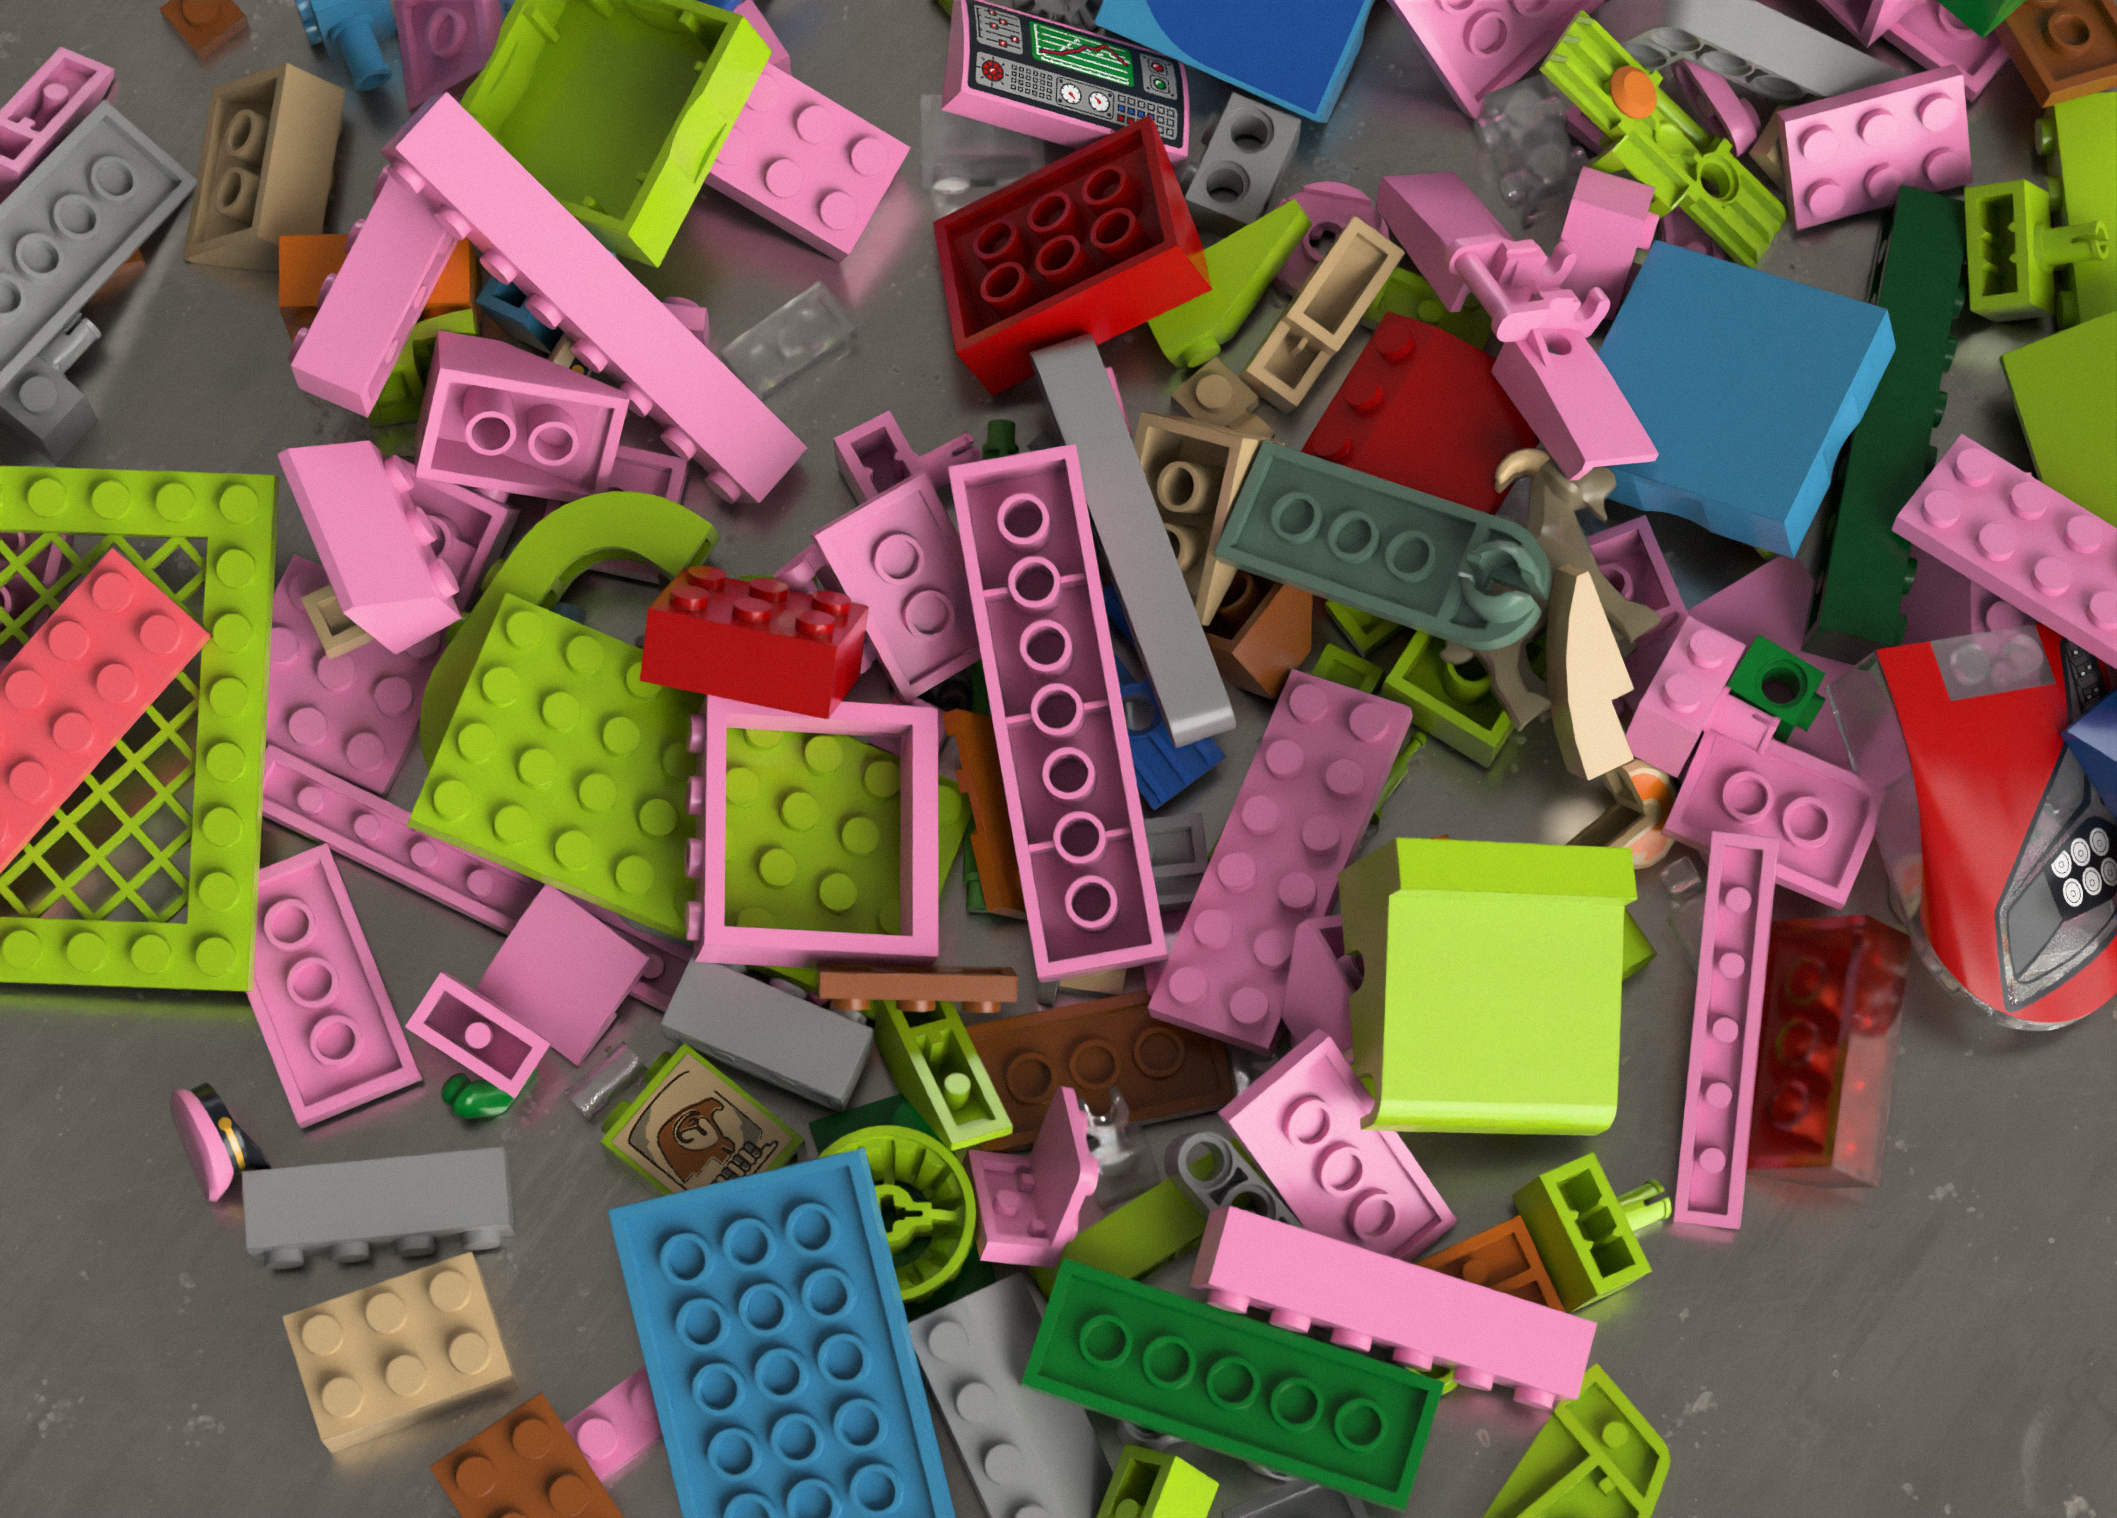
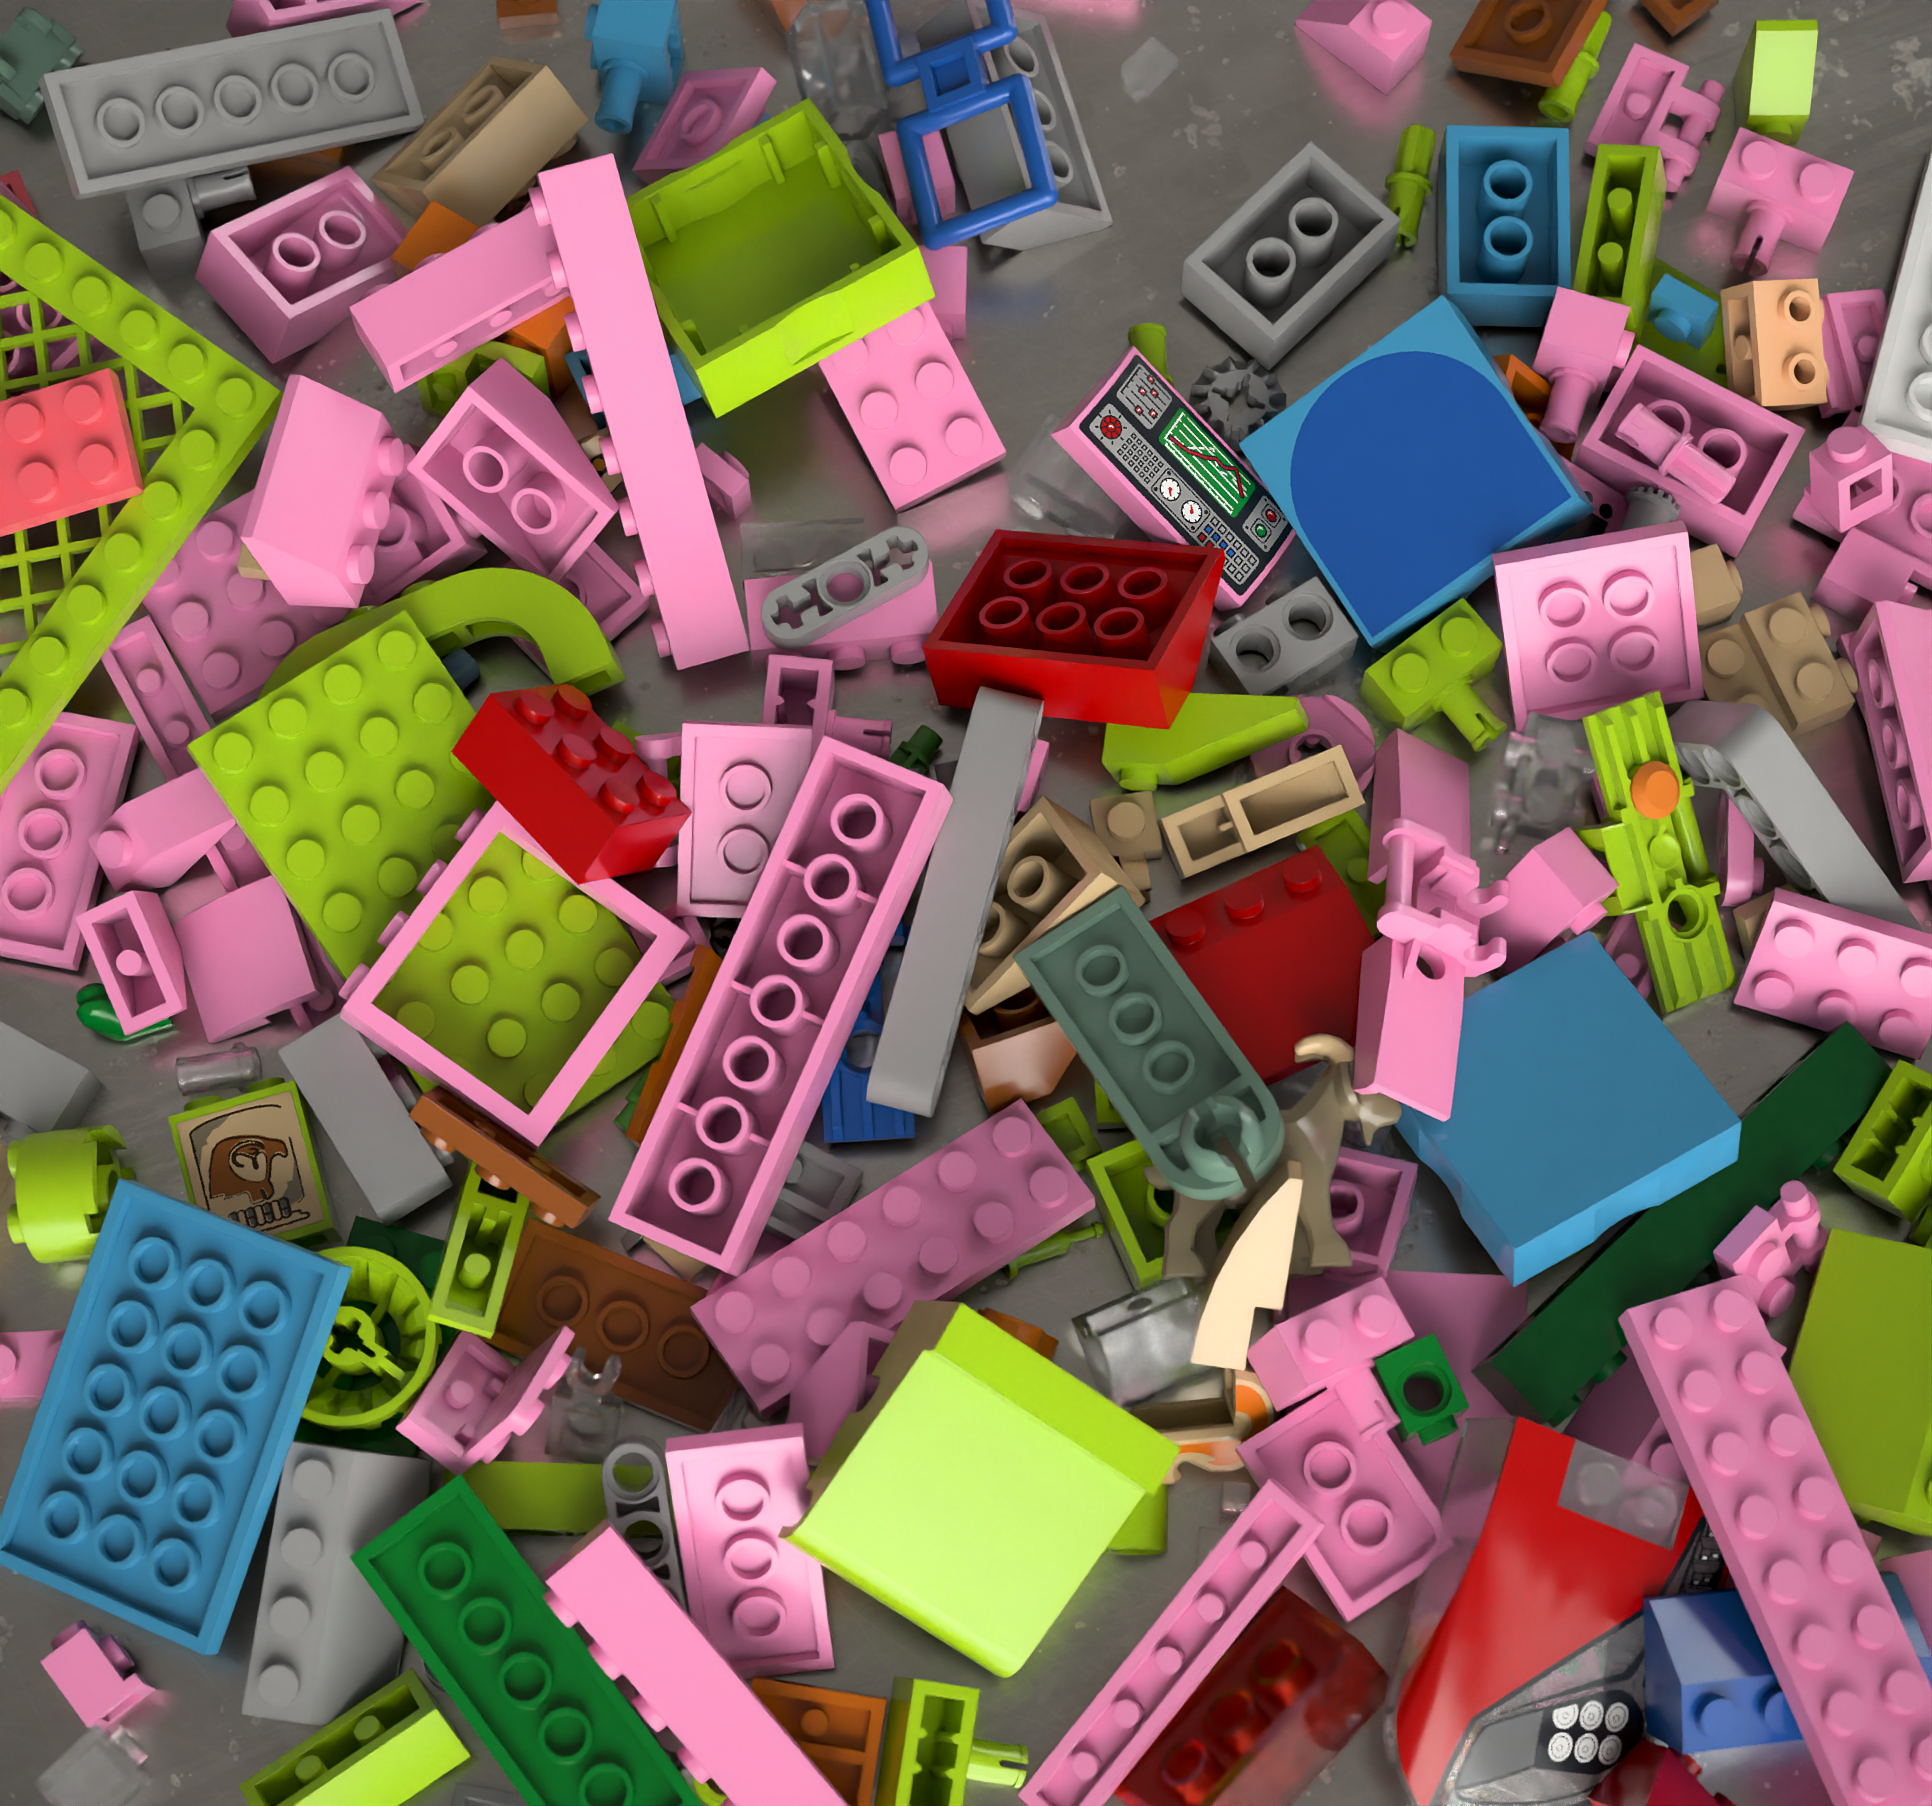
camera: 35 degrees right, 0 degrees up
(184, 363) = (301, 262): none -> bright pink slope
(422, 911) = (161, 833): none -> bright pink slope
(564, 1257) = (63, 1190): none -> lime brick
(860, 297) = (797, 597): none -> light grey beam
(863, 371) = (886, 632): none -> bright pink brick
(1384, 112) = (1436, 674): none -> lime brick
(1525, 791) = (1142, 1341): none -> clear brick
(1967, 396) = (1774, 1247): none -> bright pink plate

